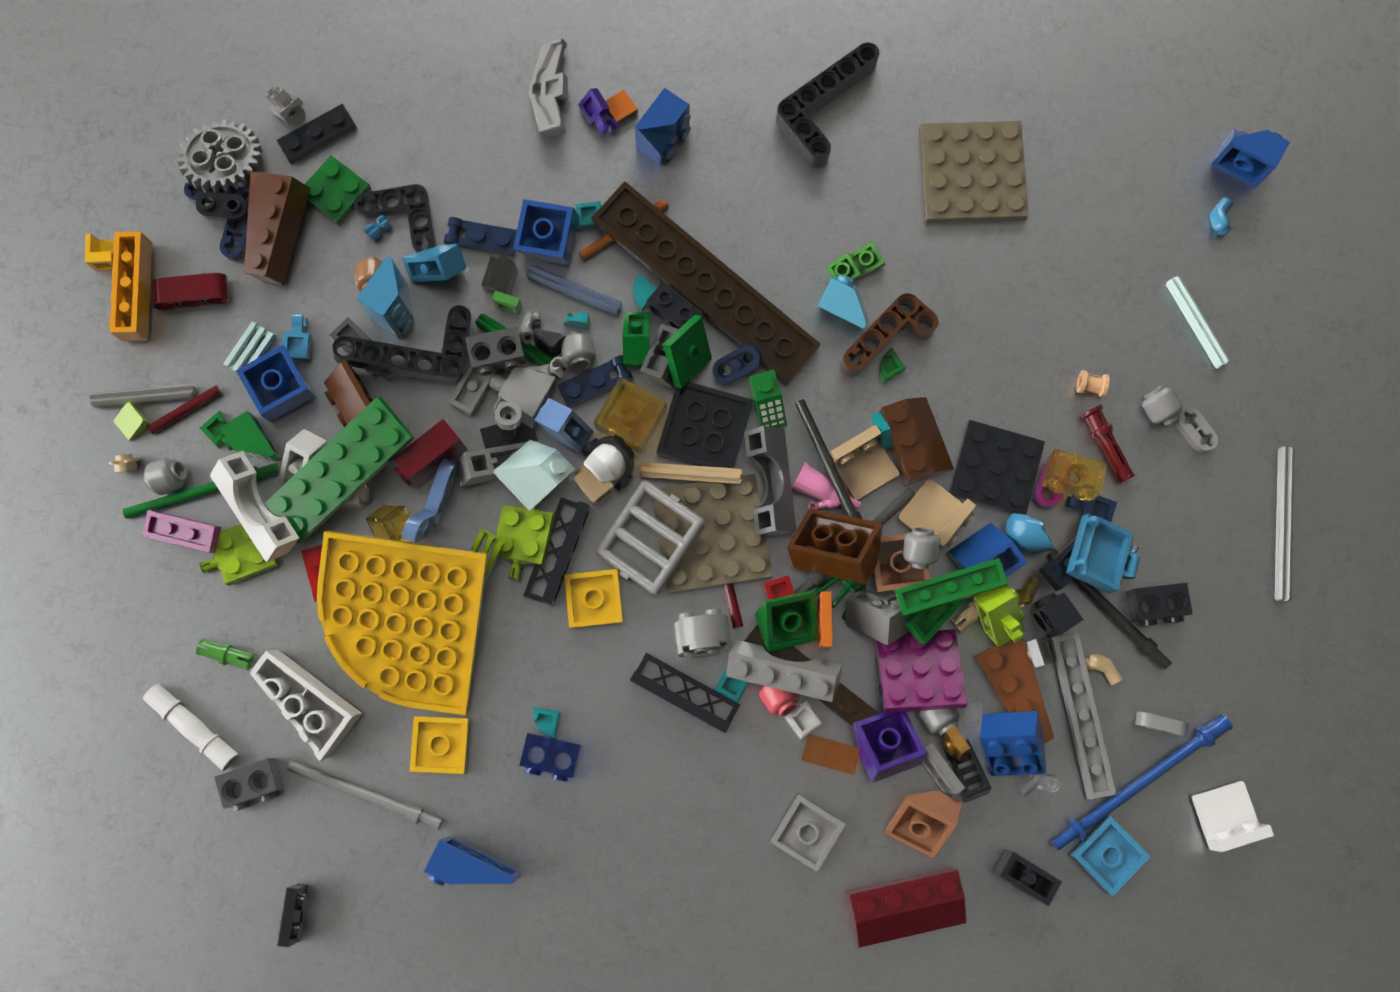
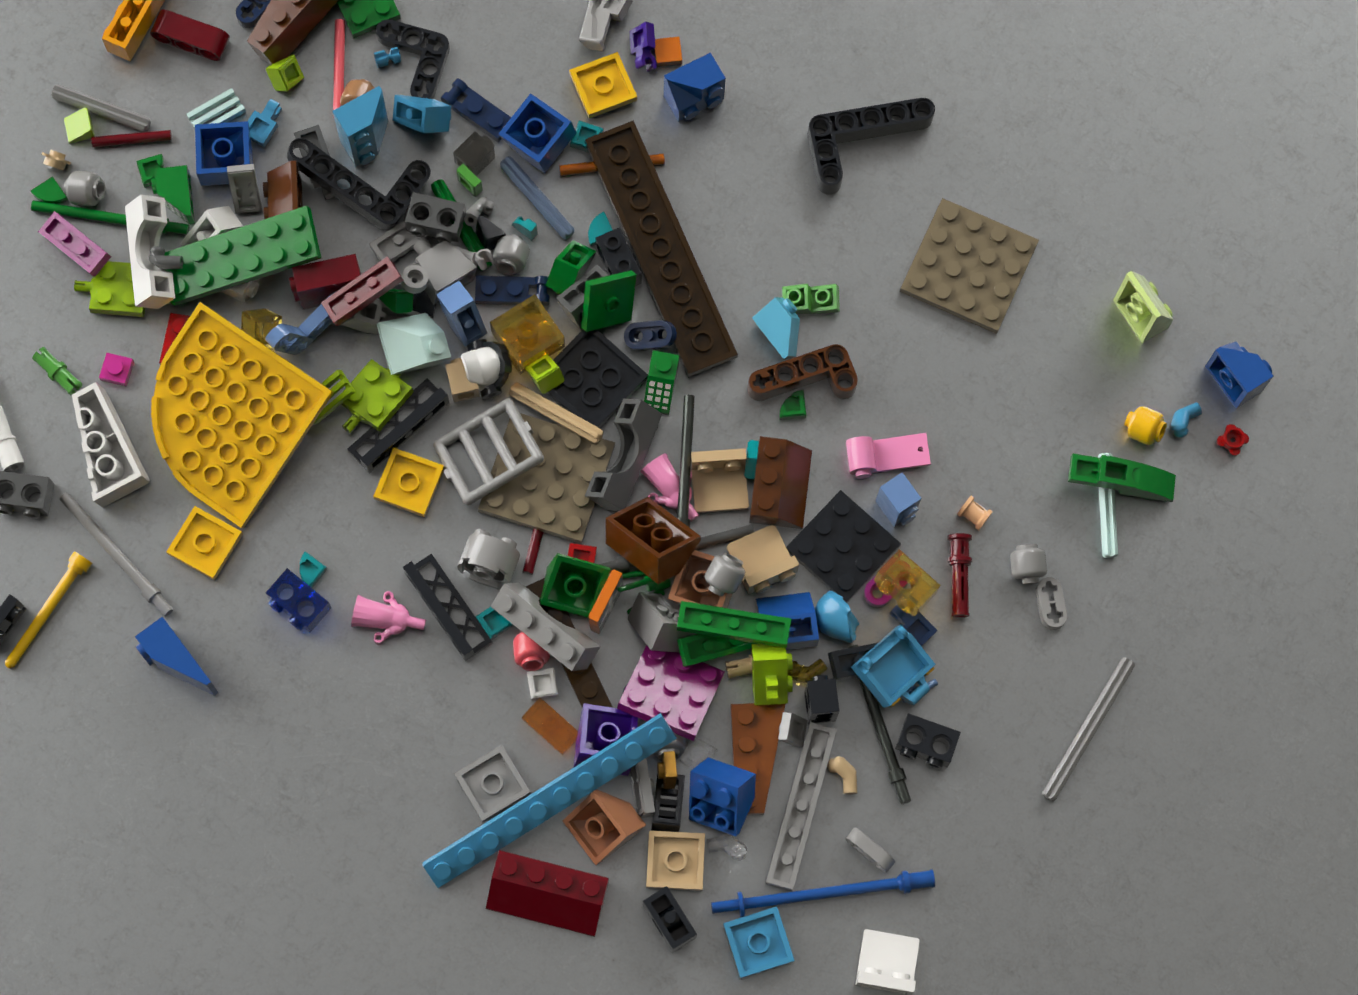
camera: 25 degrees right, 5 degrees down
(134, 494) = (49, 192): none -> green tile
(272, 509) = (165, 262): none -> dark grey arm
(278, 625) = (116, 369): none -> dark pink plate
(293, 285) = (285, 73): none -> lime slope
(310, 406) = (244, 188): none -> light grey plate
(334, 825) = (77, 565): none -> yellow piece
(337, 254) = (339, 58): none -> coral bar
(467, 450) = (362, 291): none -> plate
(499, 441) = (398, 300): none -> green slope
(580, 163) = (603, 85): none -> yellow plate
(642, 729) = (379, 615): none -> bright pink piece
(664, 443) = (545, 373): none -> lime slope
(870, 827) = (549, 800): none -> dark azure plate
(992, 368) = (887, 454): none -> bright pink door
(1001, 820) = (675, 860): none -> tan plate
(1028, 405) = (898, 500): none -> medium blue brick
(1141, 137) = (1142, 307): none -> yellowish green slope
(1194, 237) = (1145, 425): none -> yellow head
(1199, 291) = (1122, 475): none -> green slope
(1272, 208) = (1240, 437): none -> red plate

